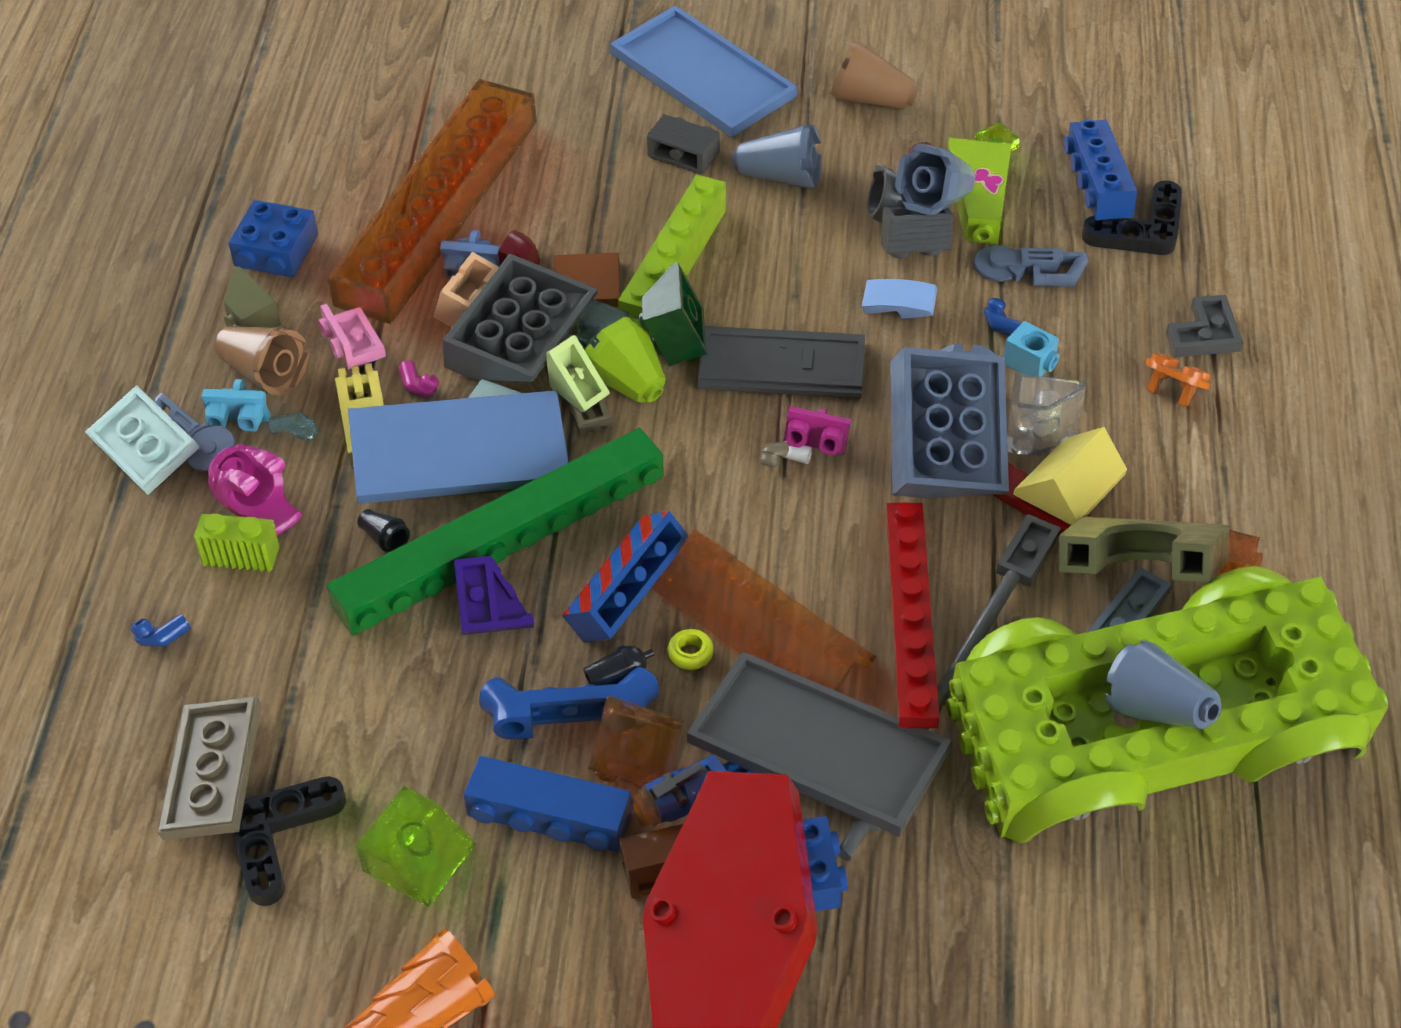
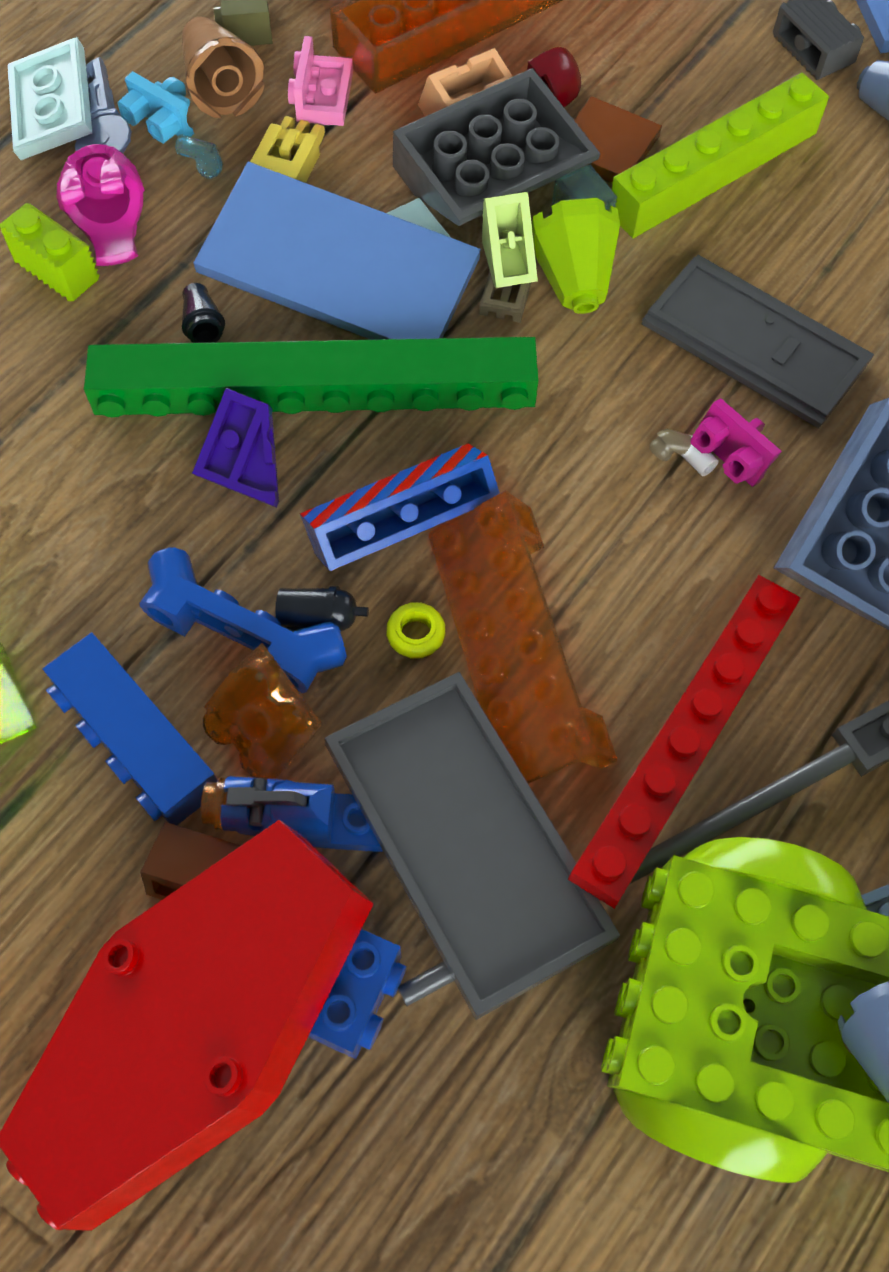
camera: 30 degrees right, 15 degrees up
(417, 385) = (352, 169): dark pink arm -> none
(456, 253) = (510, 46): medium blue hips -> none
(674, 317) = (663, 225): dark green slope -> none

